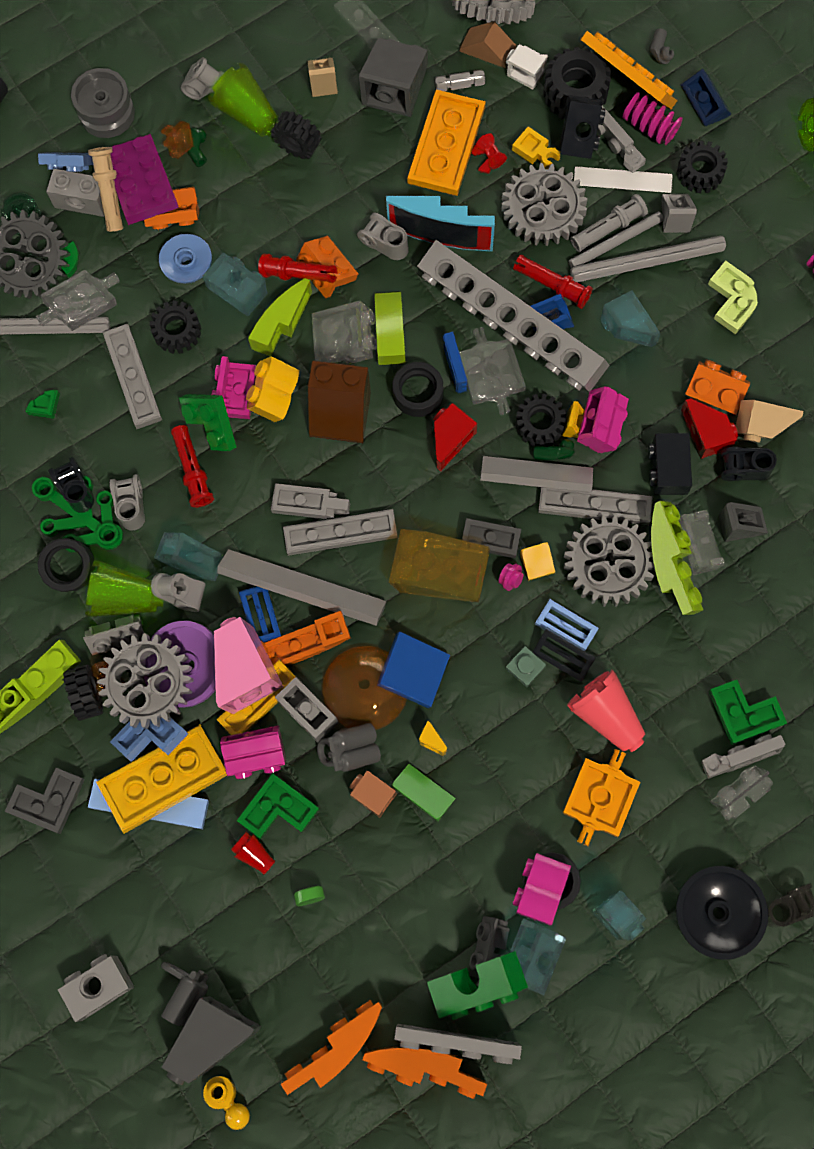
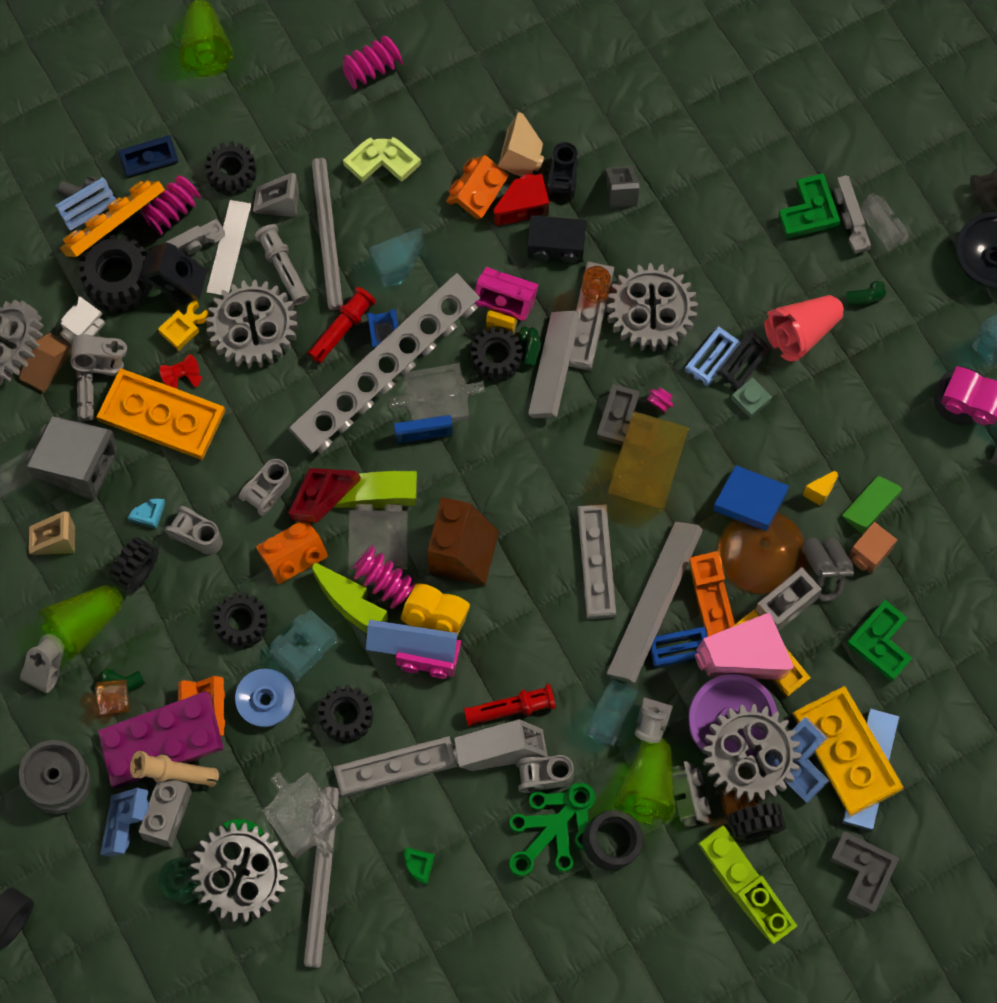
camera: 90 degrees left, 5 degrees down
(70, 482) = (521, 828): black piece -> none
(149, 460) = (499, 745): none -> light grey slope
(213, 414) = (459, 673): green plate -> none
(239, 368) = (411, 640): none -> medium blue tile
(251, 852) = (923, 669): red cone -> none
(253, 218) = (243, 637): none -> black tyre
(253, 752) = (825, 657): dark pink brick -> none
(286, 268) = (294, 588): red pin -> none
(300, 339) = (383, 577): none -> dark pink piece
(308, 502) = (562, 589): light grey hinge -> none
(309, 895) = (969, 616): bright green tile -> none
(337, 180) = (190, 528): none -> light grey piece
(352, 147) = (148, 513): none -> medium azure tile
(380, 280) = (321, 492): none -> dark red wing
(417, 369) = (448, 448): black tyre -> none
(450, 225) = (264, 428): slope -> none
(451, 432) = (504, 441): red slope -> none
(493, 79) = (95, 354): none -> light grey piece
(537, 561) = (645, 374): yellow slope -> none
(601, 797) = (884, 343): light orange plate -> none
(616, 240) = (301, 261): light grey bar -> none
(619, 506) = (594, 290): none -> clear orange wheel
(630, 40) = (80, 195): none -> light blue tile
(652, 776) = (875, 293): none -> dark green arm
(669, 548) = (648, 249): lime slope -> none
(703, 545) = (639, 226): clear hinge -> none

